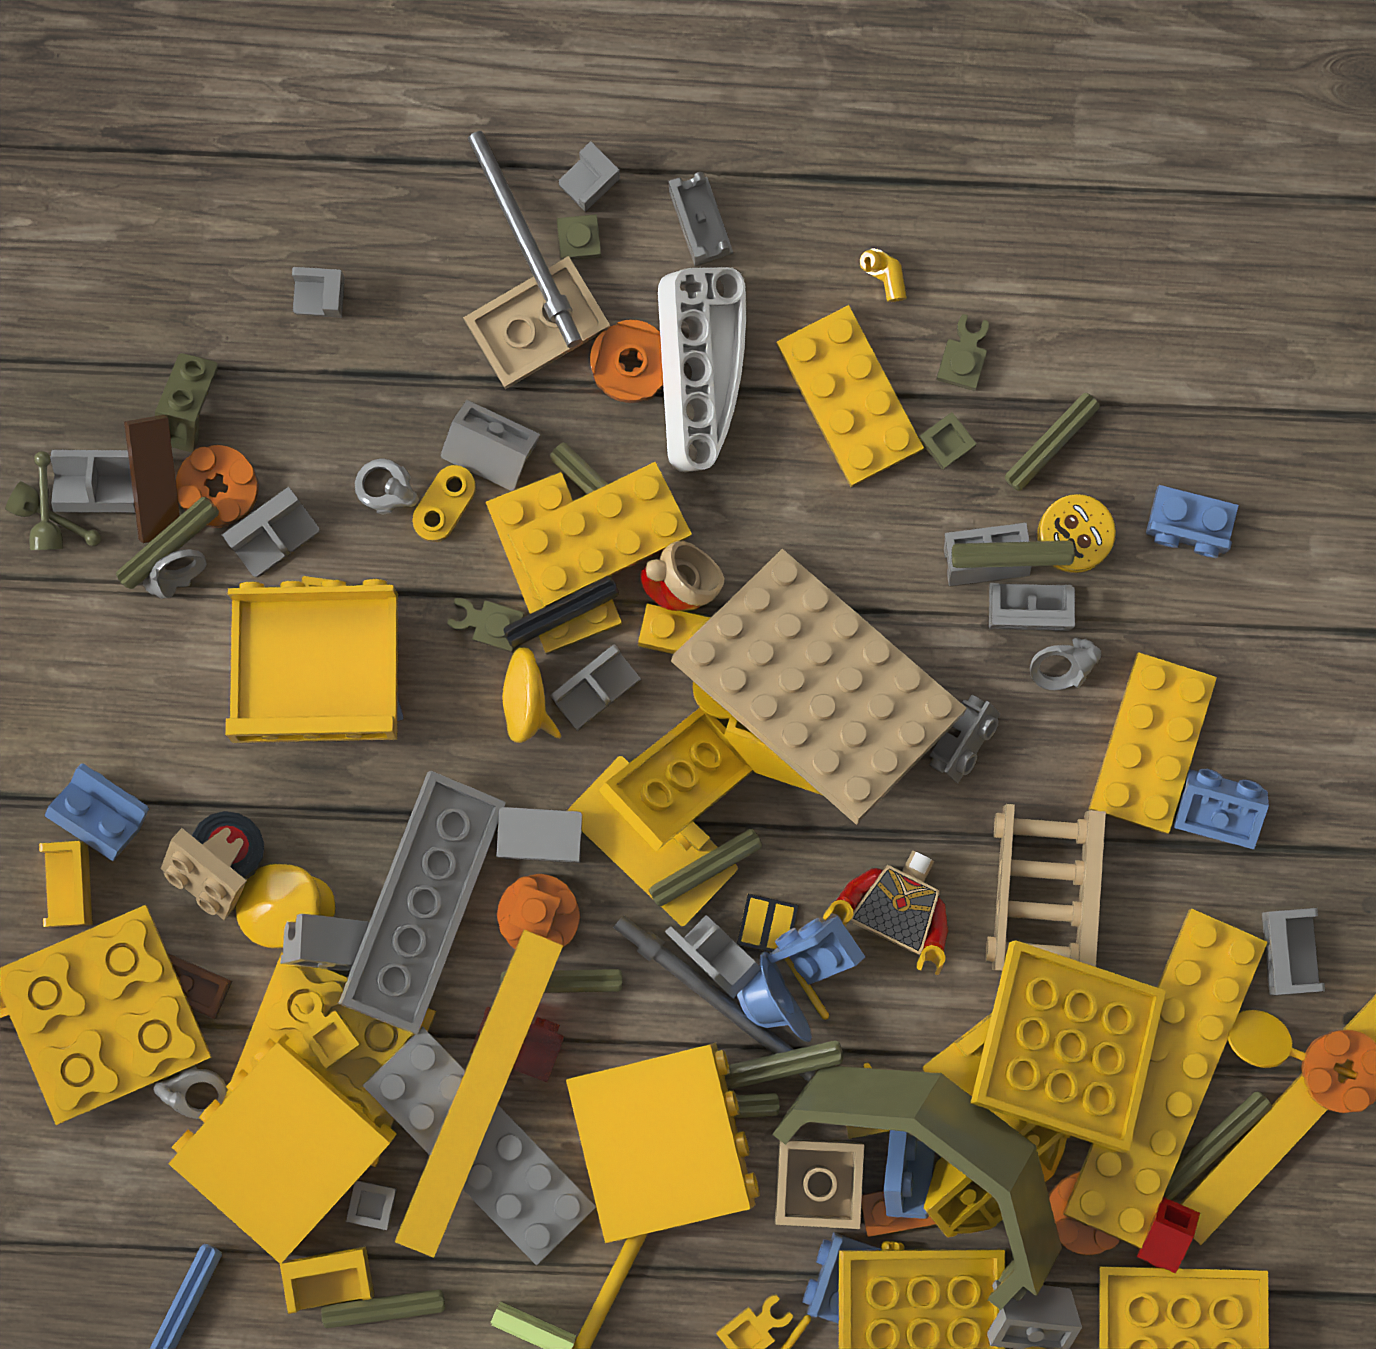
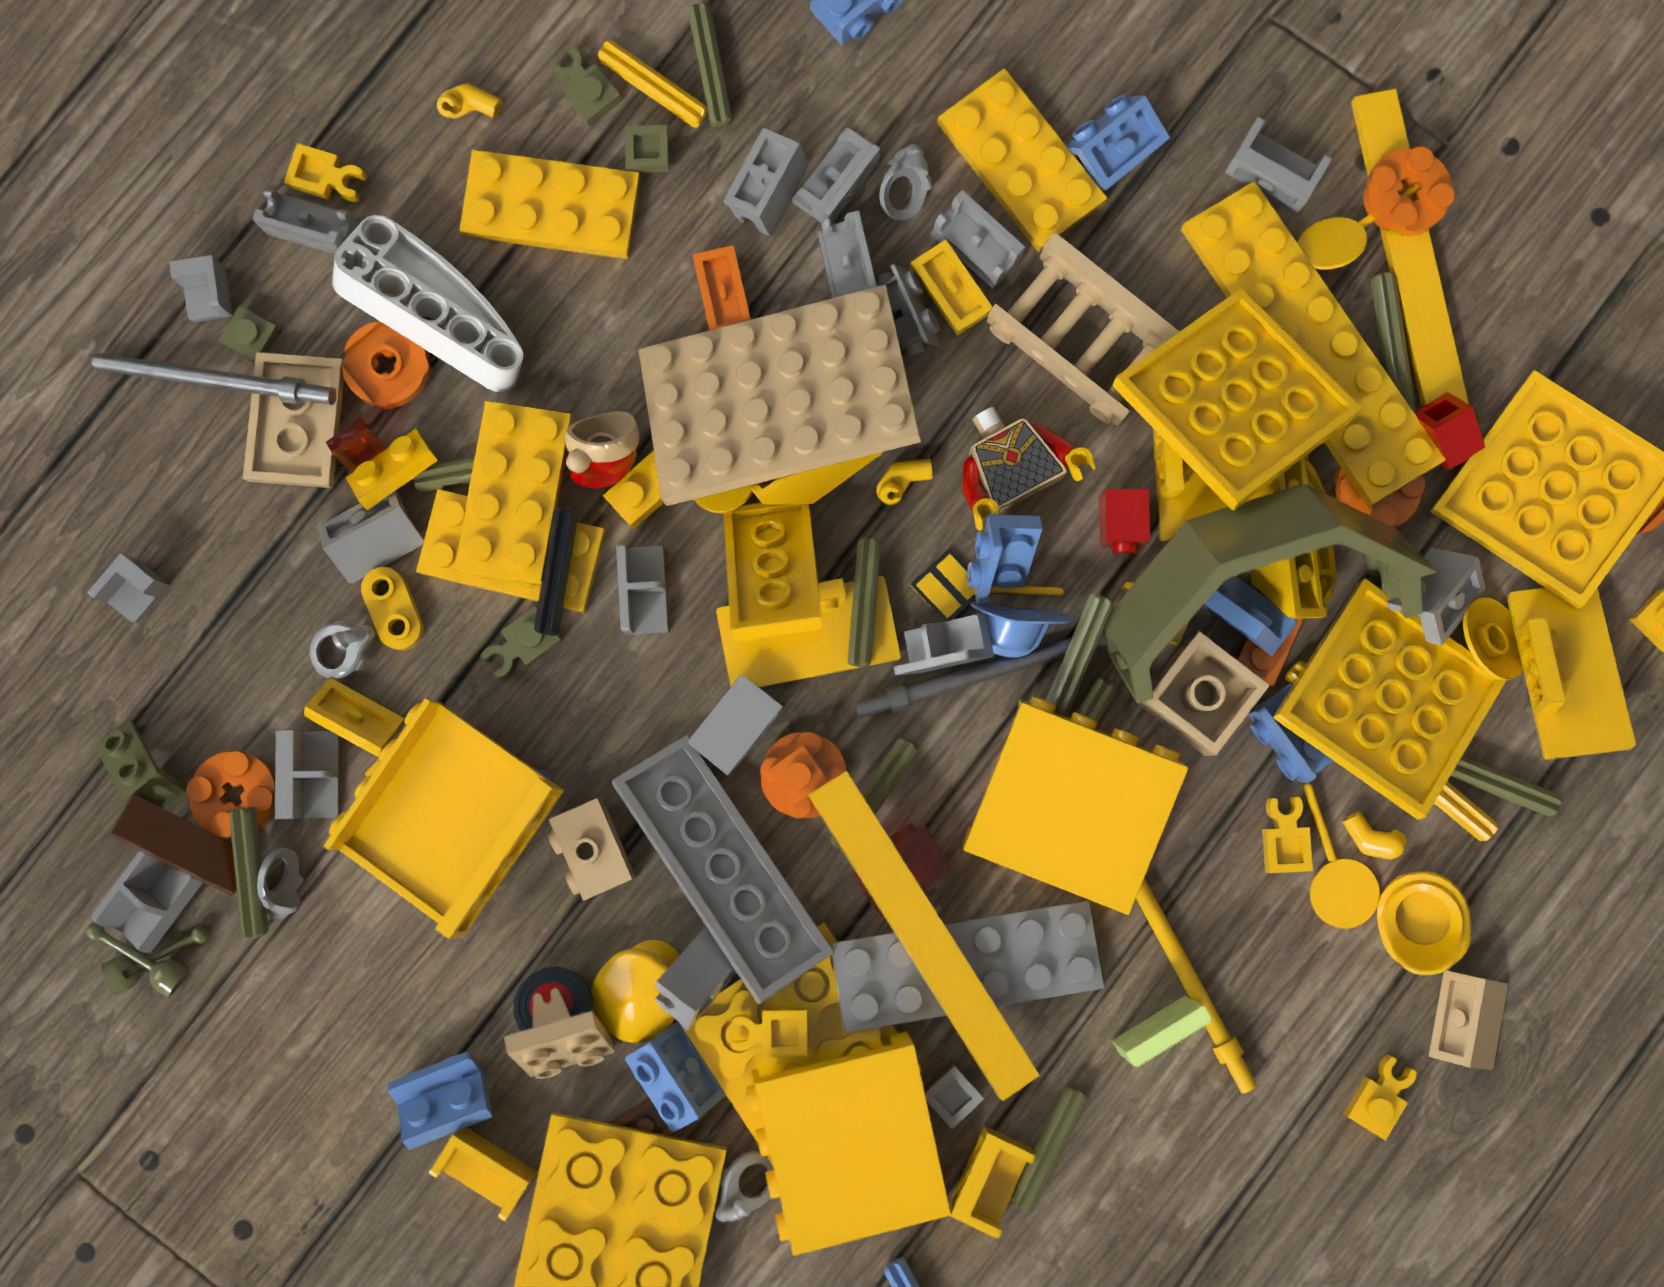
camera: 55 degrees left, 0 degrees up
(237, 979) = (675, 1077): none -> medium blue bracket
(340, 536) = (353, 717): none -> yellow plate
(366, 791) = (590, 849): none -> tan brick
(525, 699) = (609, 653): yellow piece -> none
(550, 386) = (355, 445): none -> clear red plate
(551, 425) = (391, 469): none -> yellow plate
(744, 198) = (320, 172): none -> yellow plate
(826, 824) = (898, 477): none -> yellow arm
(876, 579) = (721, 287): none -> orange plate
(915, 1027) = (1124, 520): none -> red brick
(970, 661) = (846, 256): none -> light grey hinge
(1004, 407) = (652, 83): none -> yellow axle
(1007, 759) = (951, 287): none -> yellow plate
(1012, 554) = (782, 153): olive axle -> none
(1058, 754) = (978, 240): none -> light grey hinge
(1085, 524) = (801, 97): yellow head -> none

